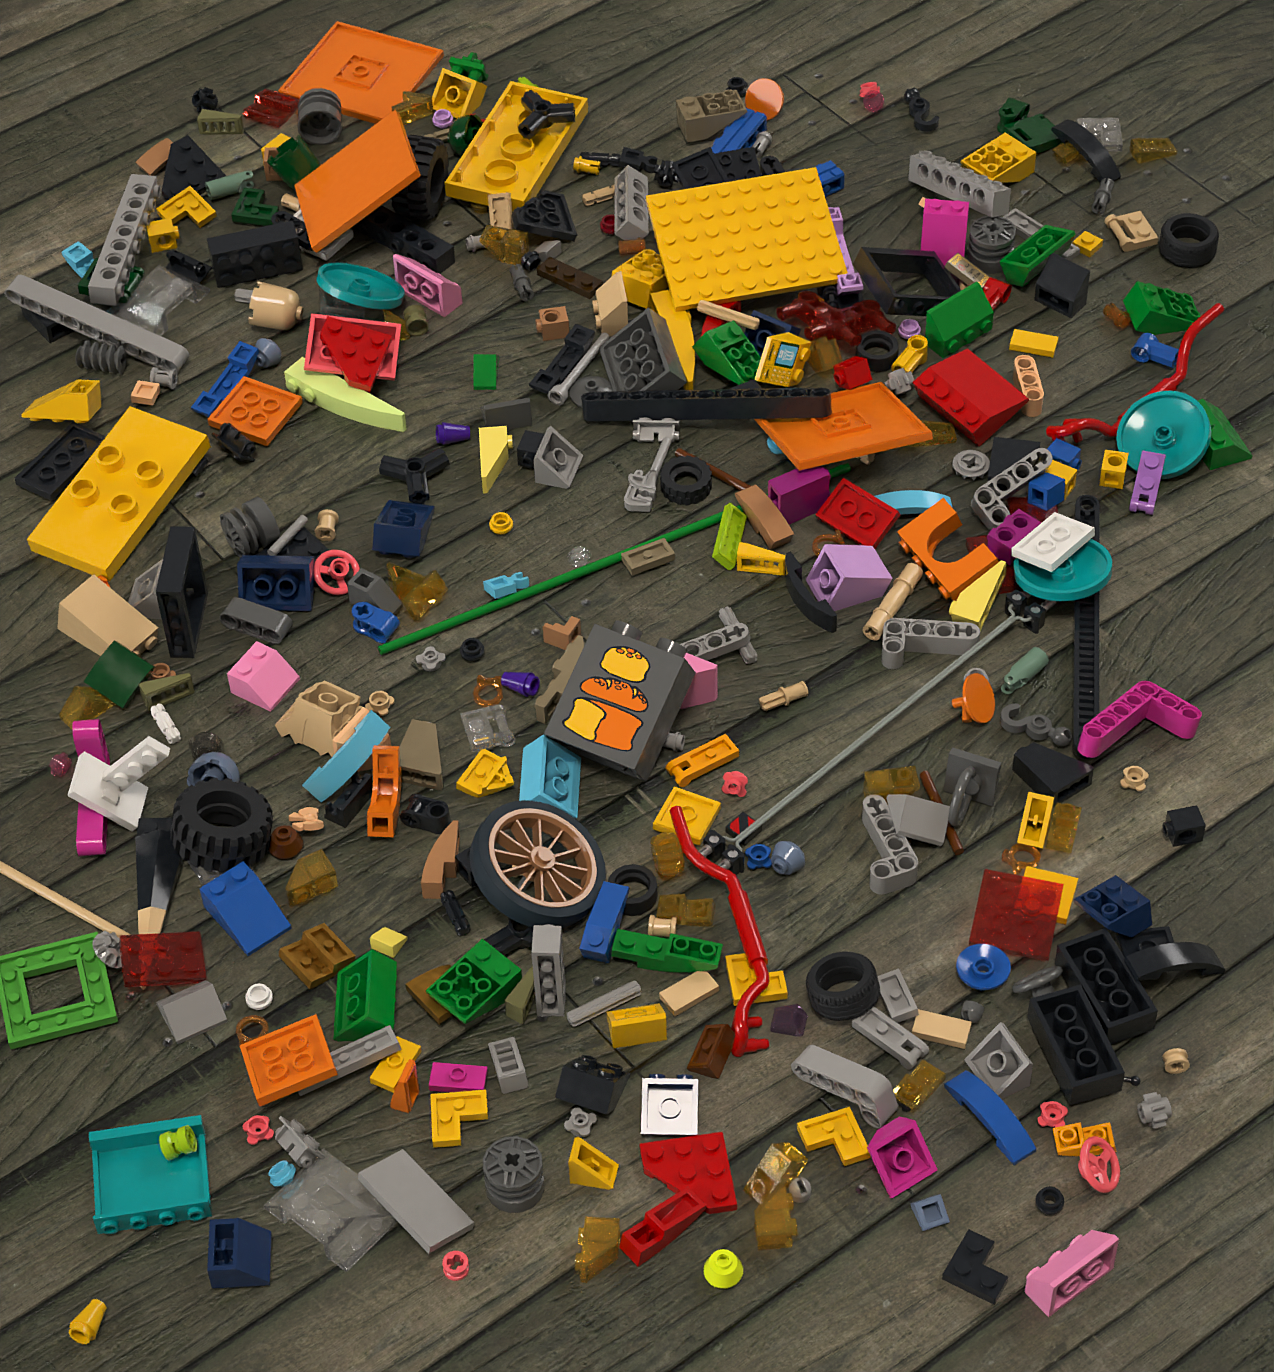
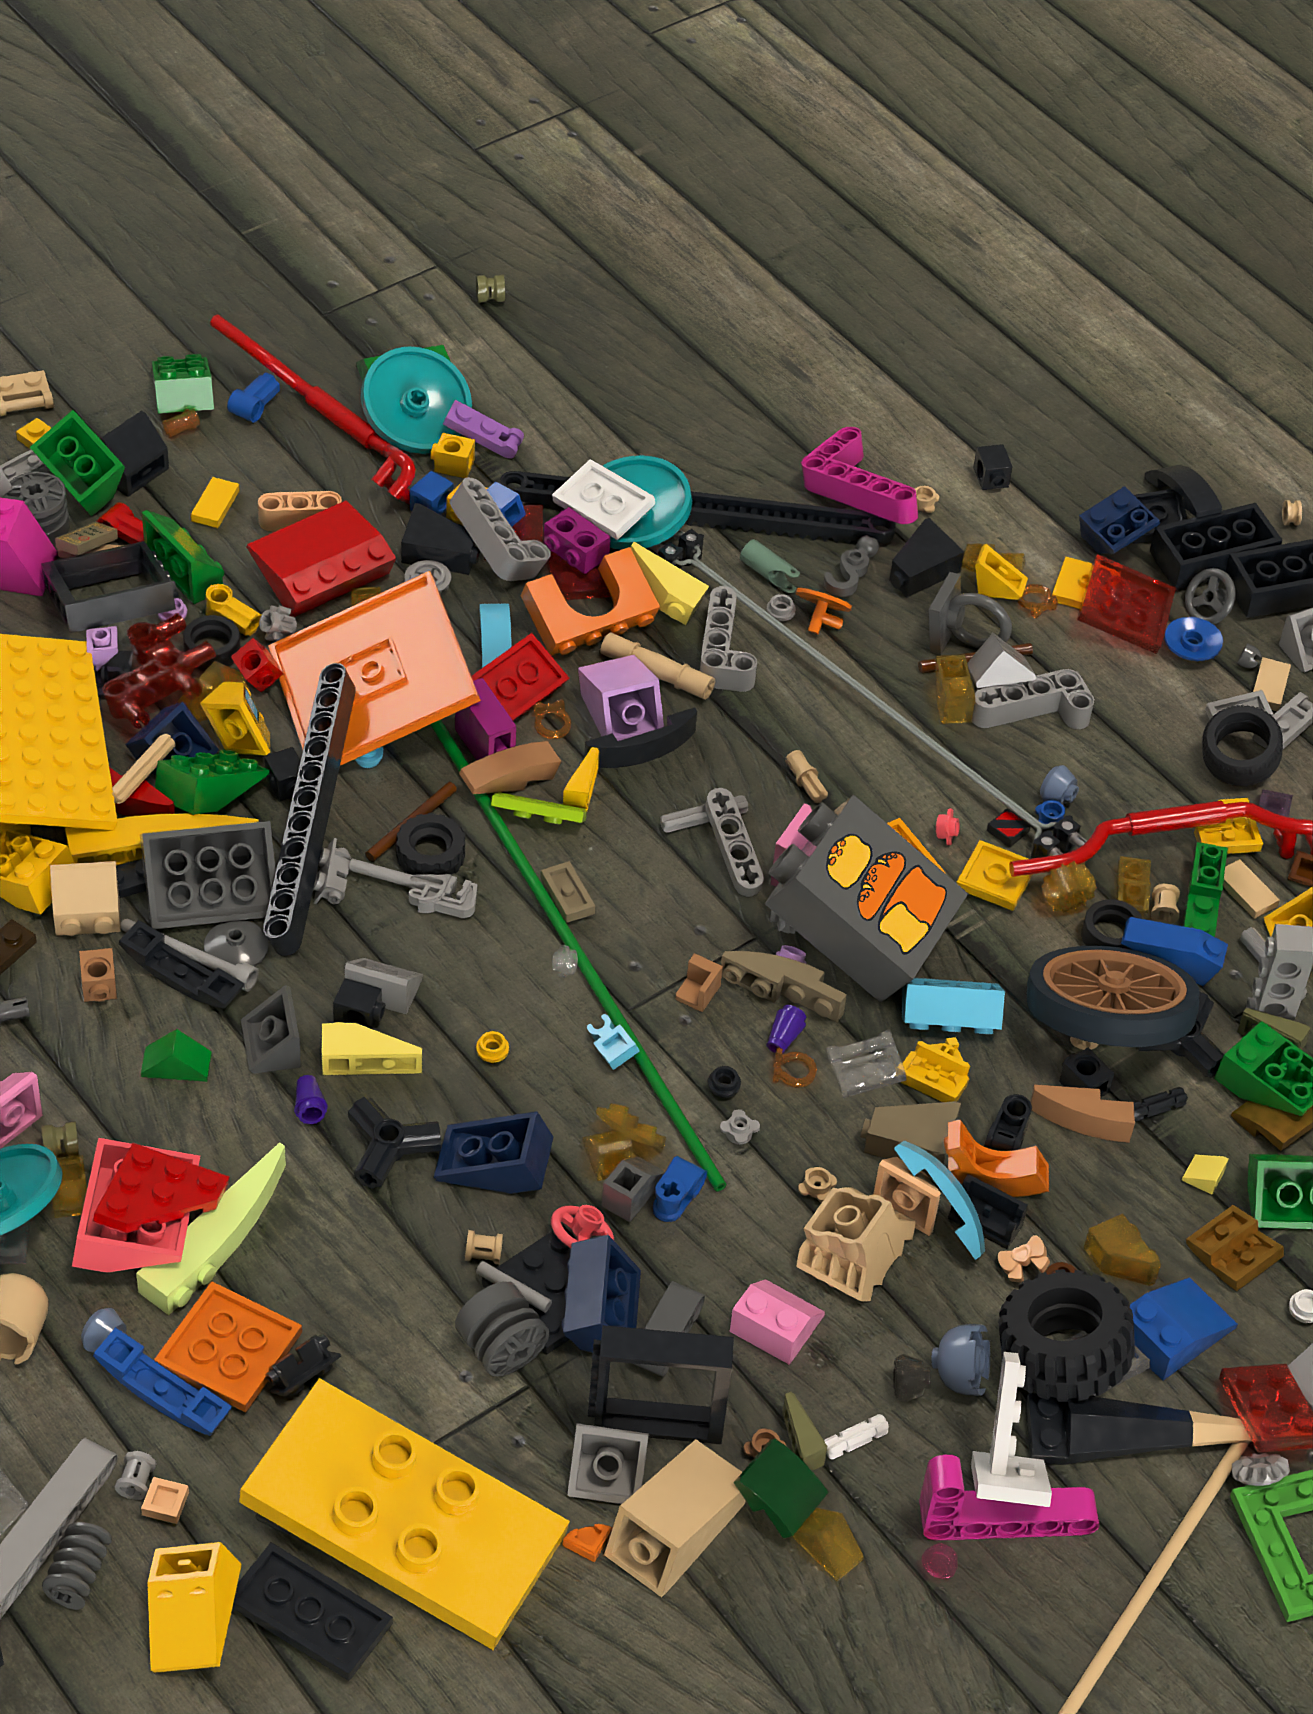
camera: 95 degrees left, 0 degrees up
(1188, 226) = (64, 359): black tyre -> none

